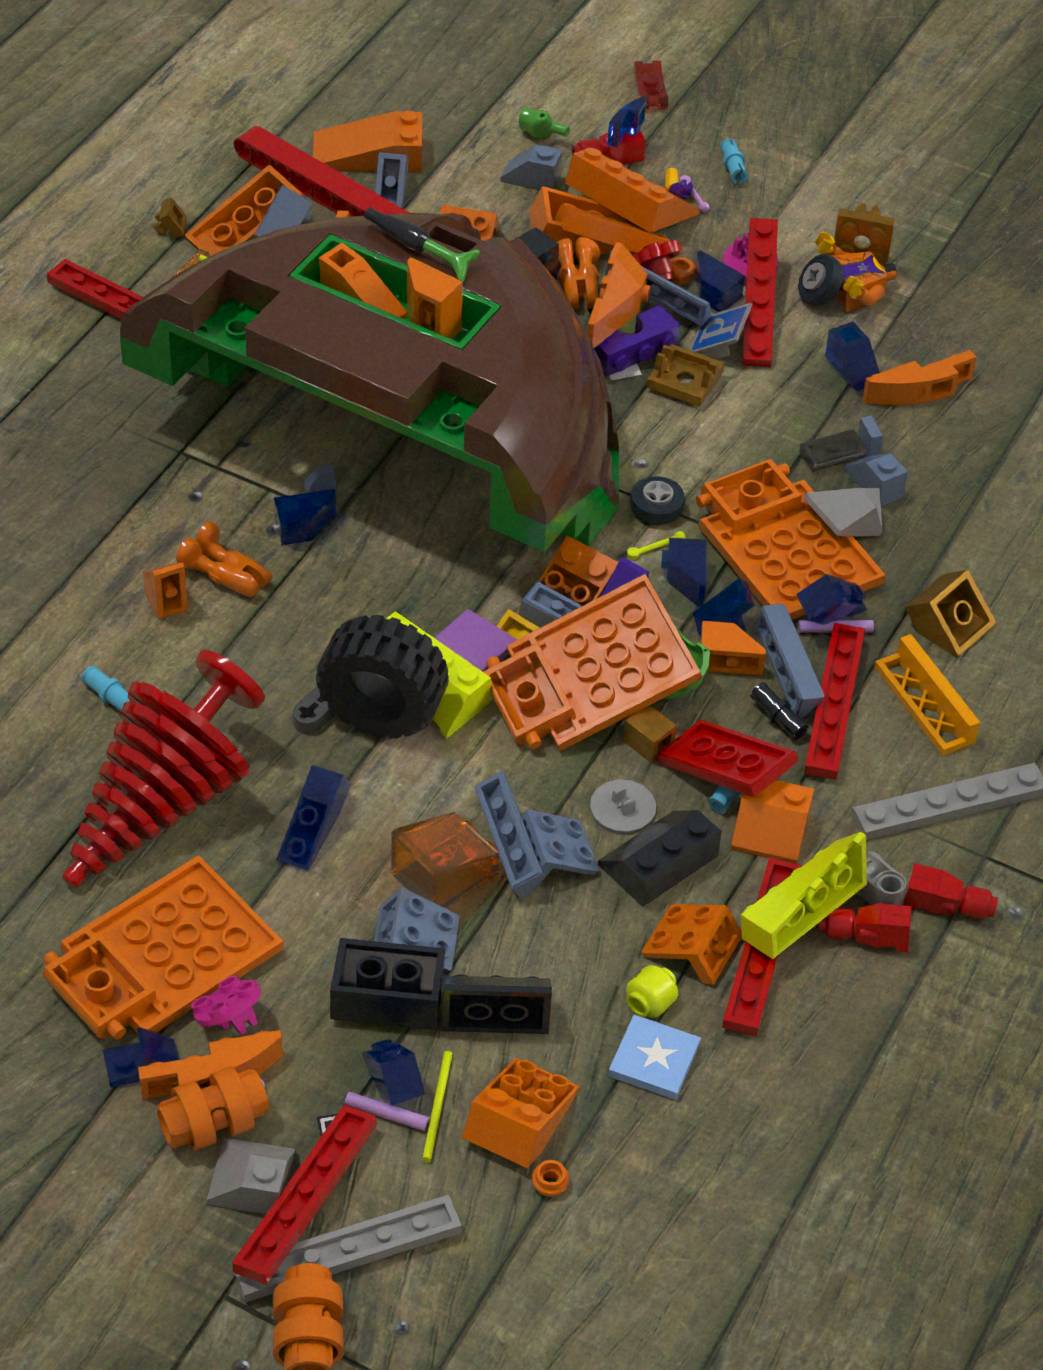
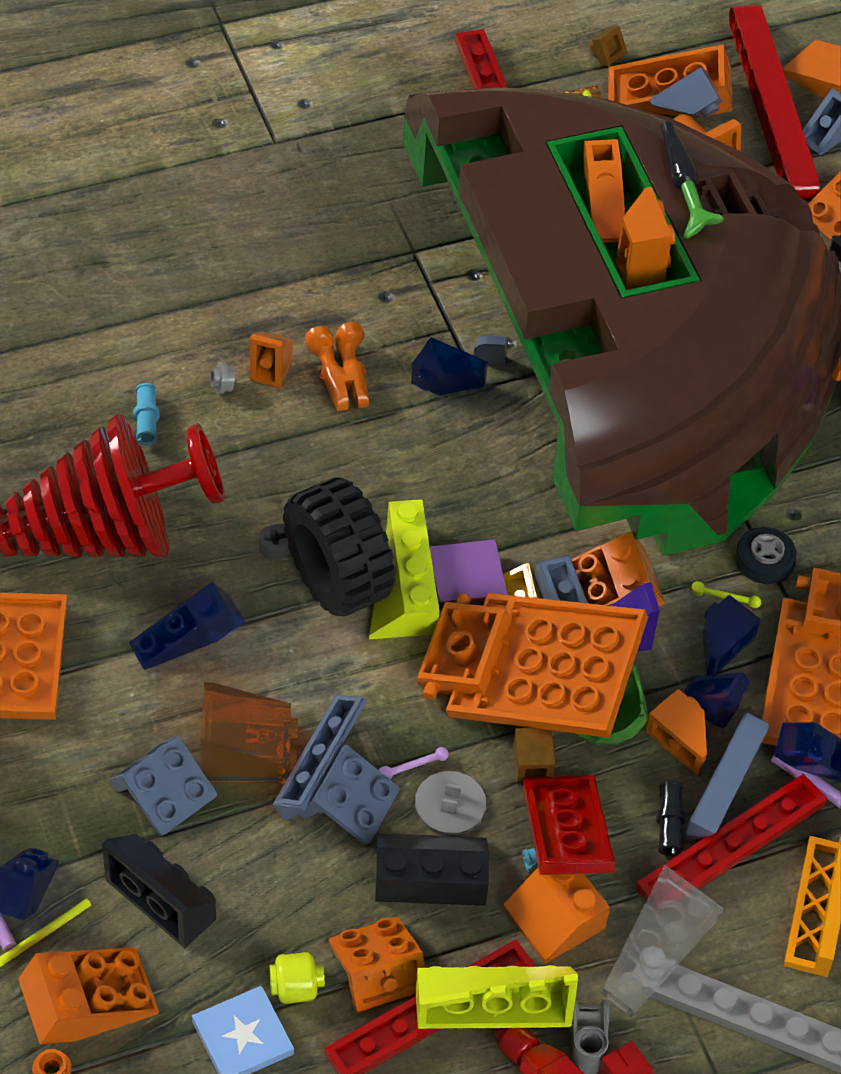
camera: 40 degrees right, 5 degrees up
(141, 627) = (222, 378): none -> light grey plate
(387, 983) = (88, 803): black slope -> none
(583, 778) = (440, 754): none -> lavender hinge
(861, 787) = (662, 937): none -> clear wing

